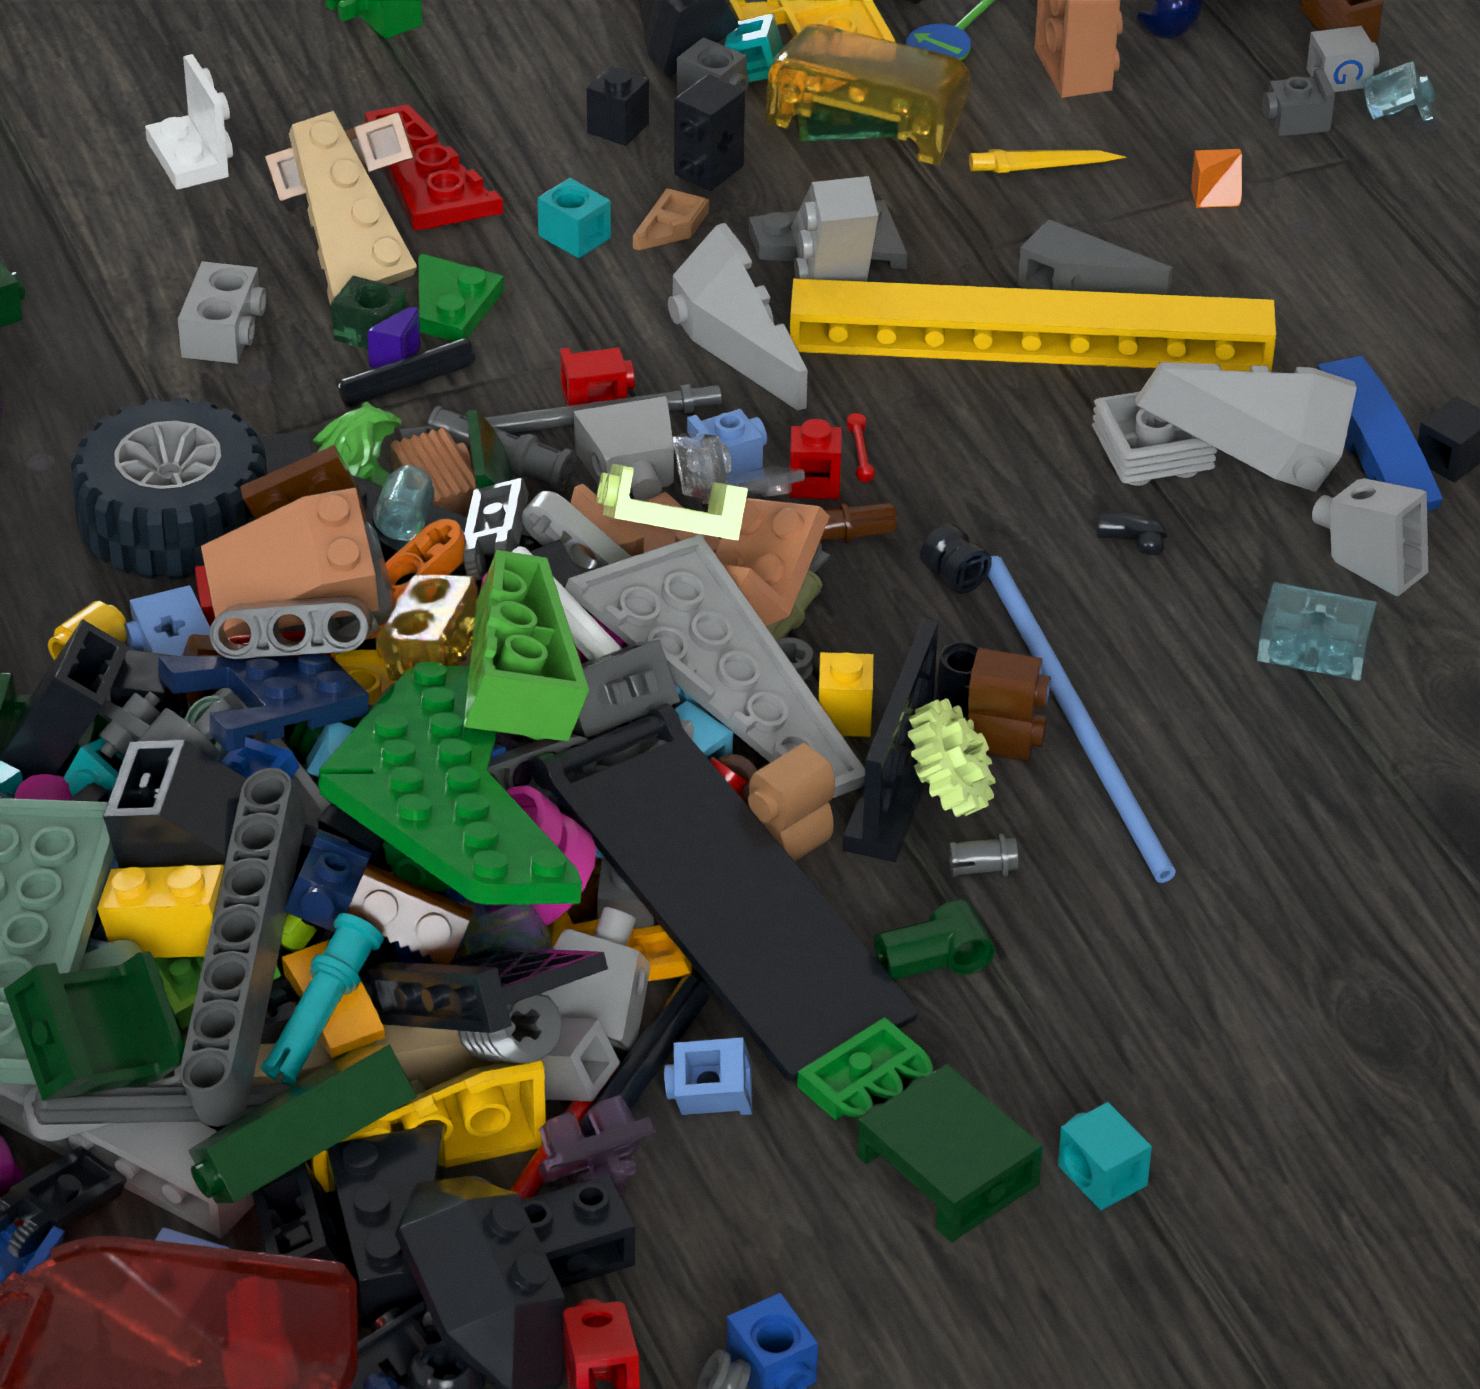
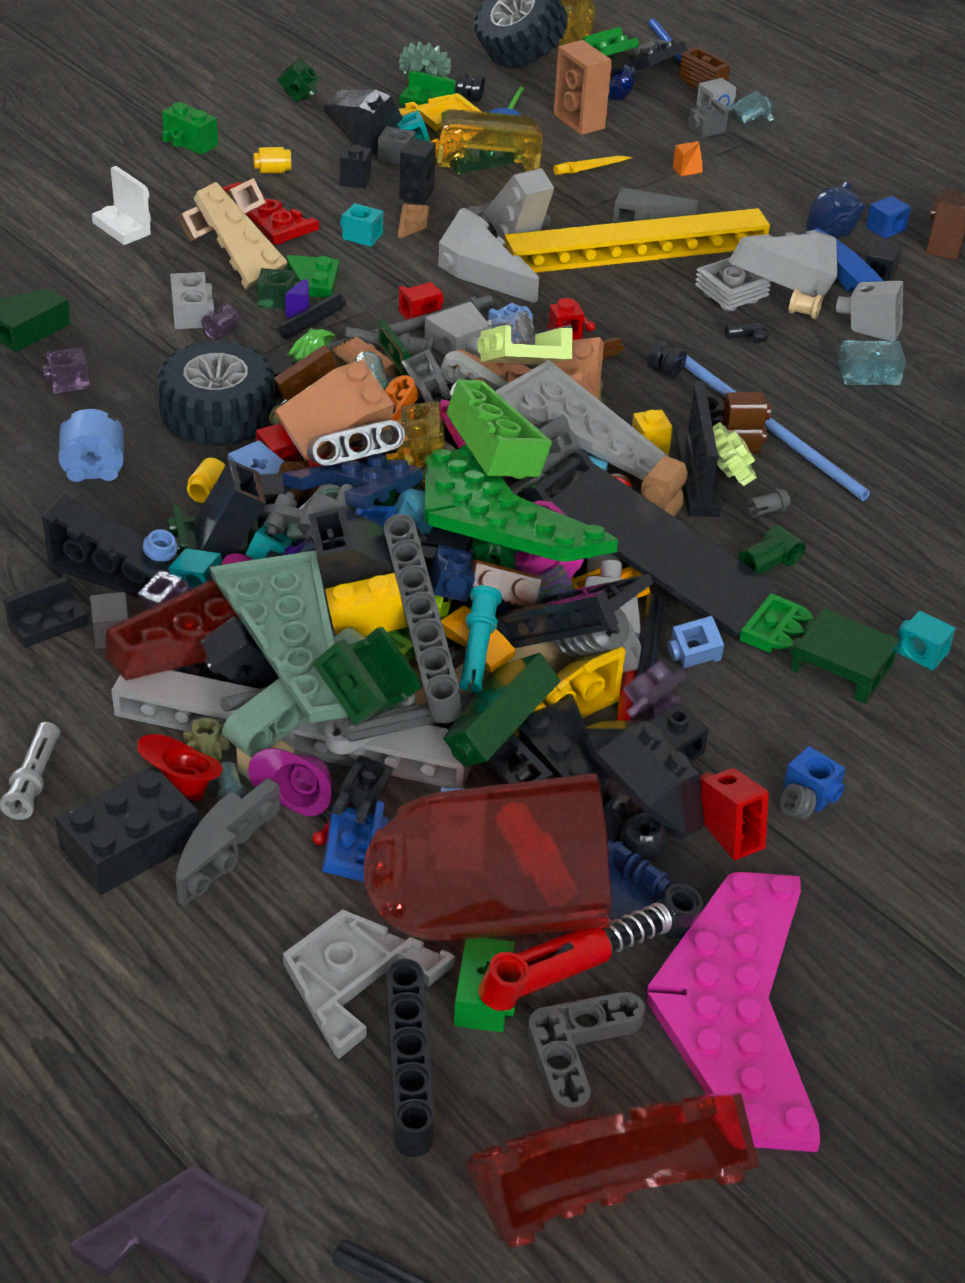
camera: 20 degrees left, 0 degrees up
(251, 358) = (217, 323): none -> clear purple bush
(487, 71) = (272, 160): none -> yellow brick
(1265, 497) = (805, 304): none -> tan bush
(1419, 328) = (835, 211): none -> dark blue helmet

